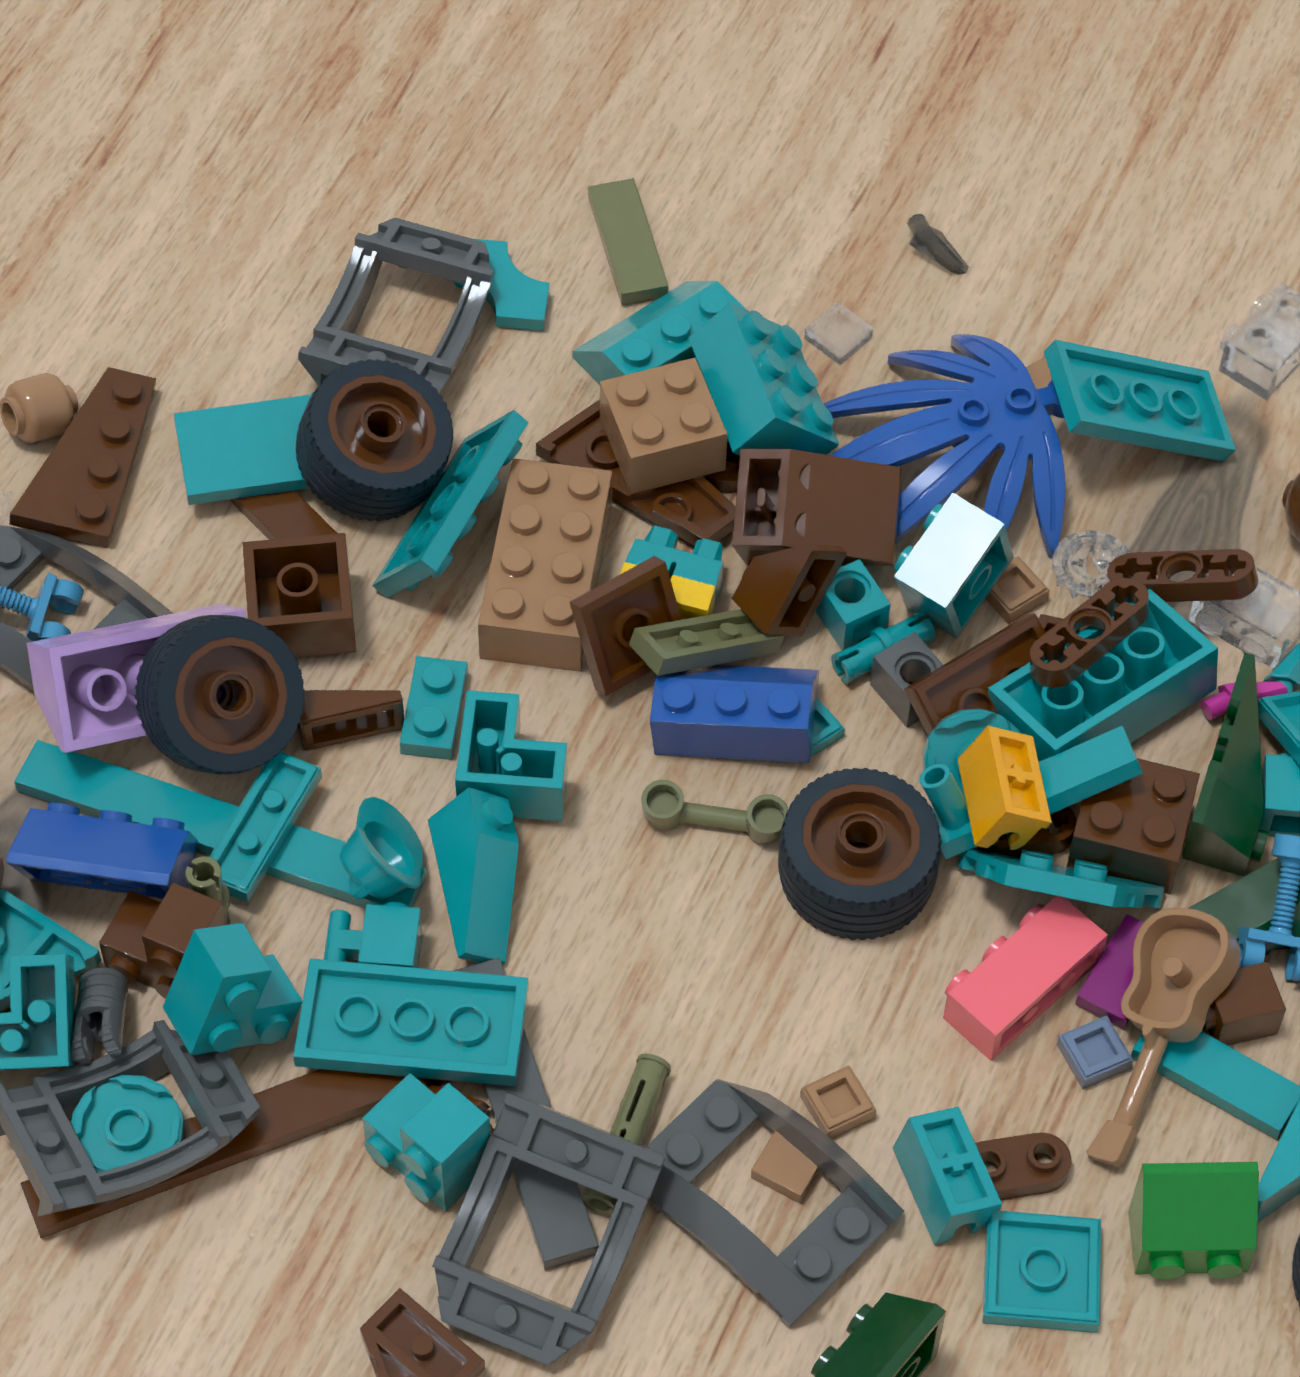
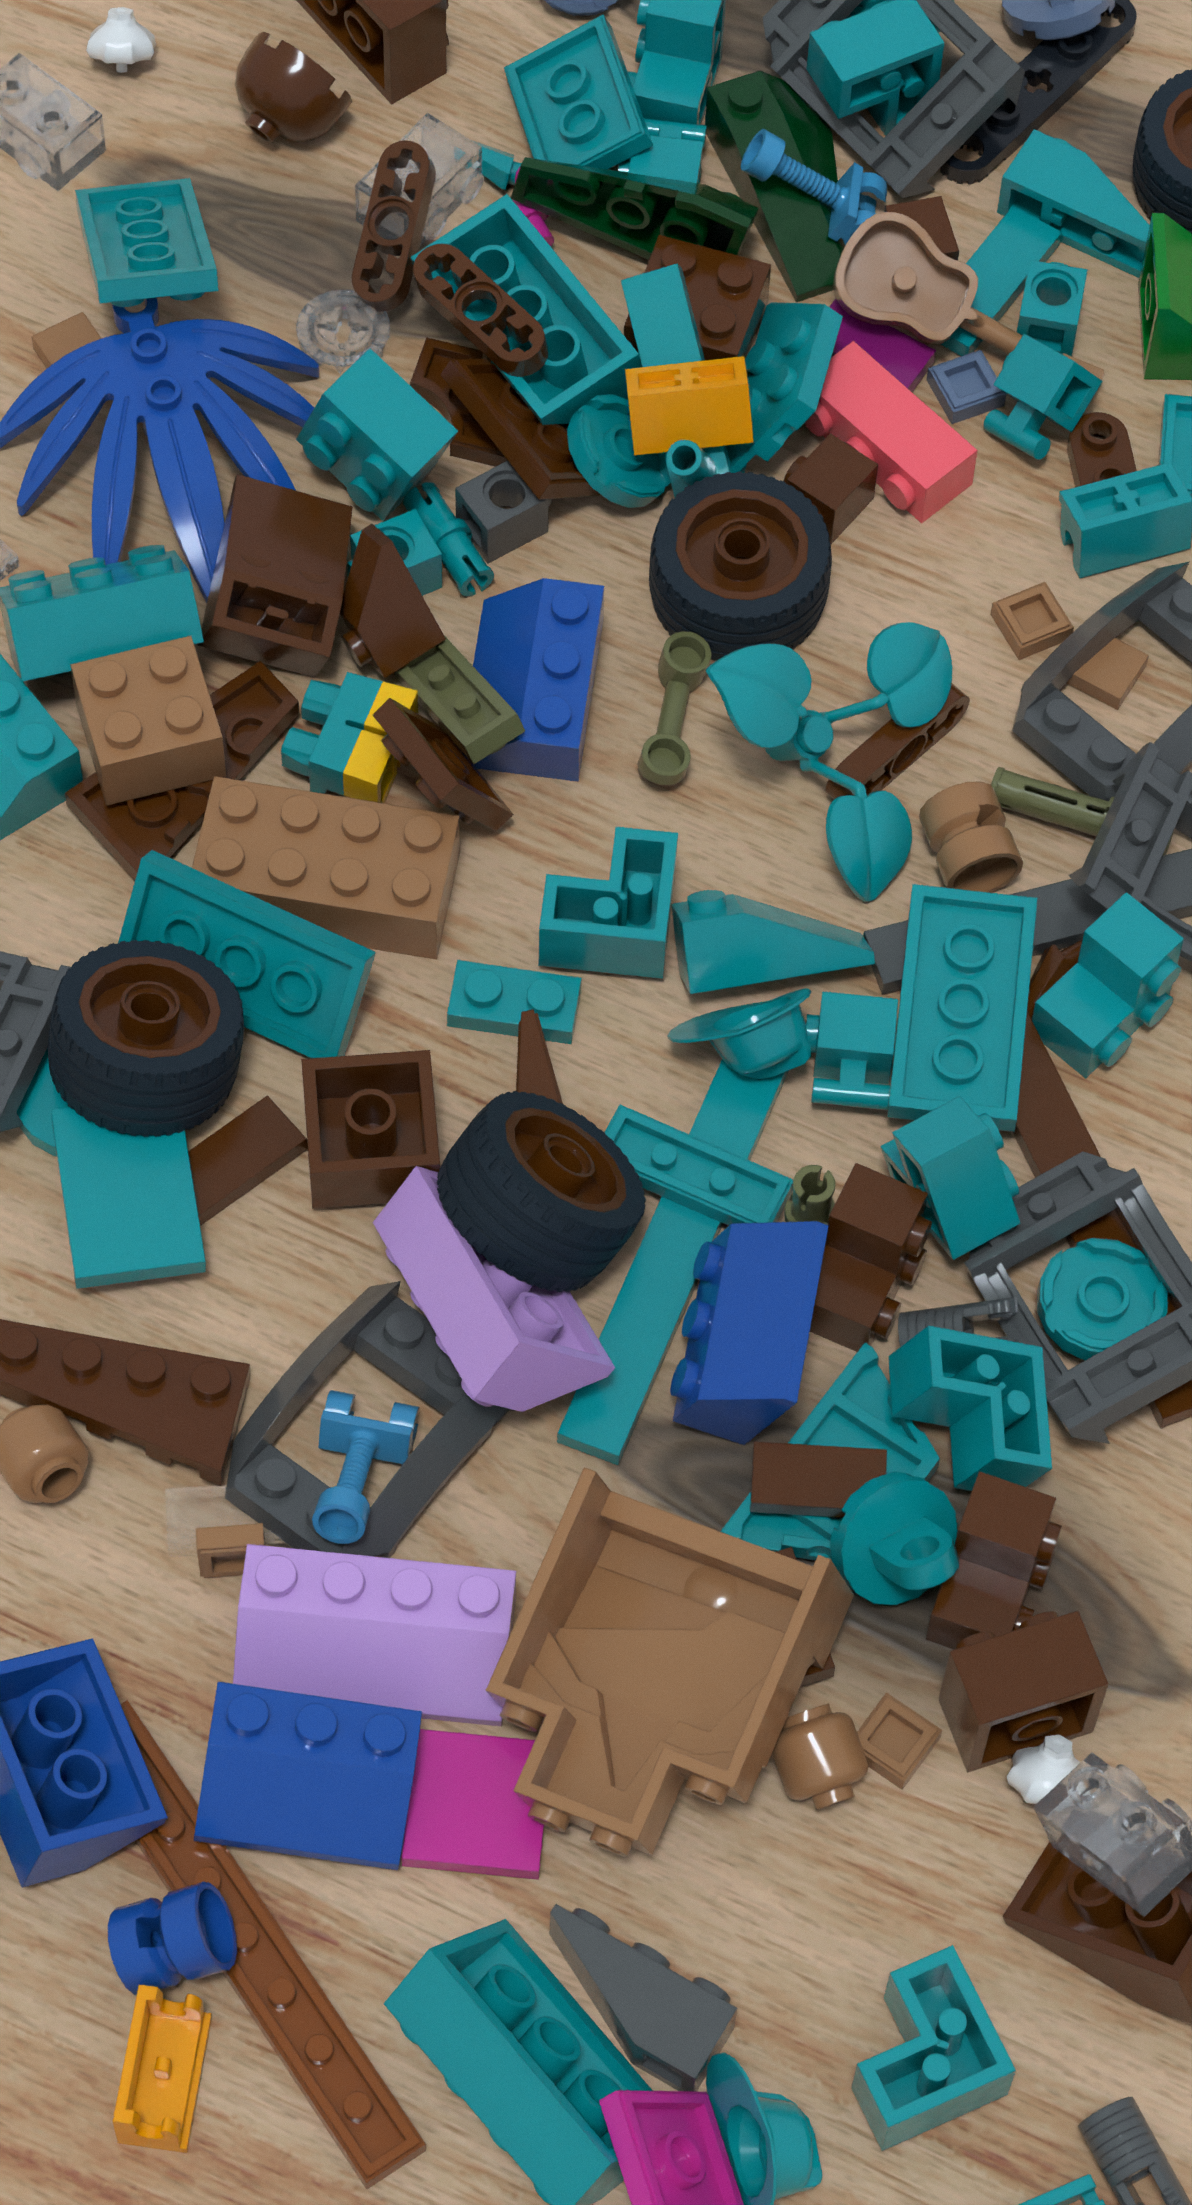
camera: 90 degrees left, 5 degrees up
(568, 1041) = (971, 838): none -> medium nougat wheel
(689, 984) = (896, 748): none -> reddish brown beam
(736, 958) = (764, 701): none -> teal plant
(955, 927) = (836, 481): none -> reddish brown brick
(1076, 1099) = (1044, 388): none -> teal brick
(1171, 1134) = (1052, 304): none -> teal brick

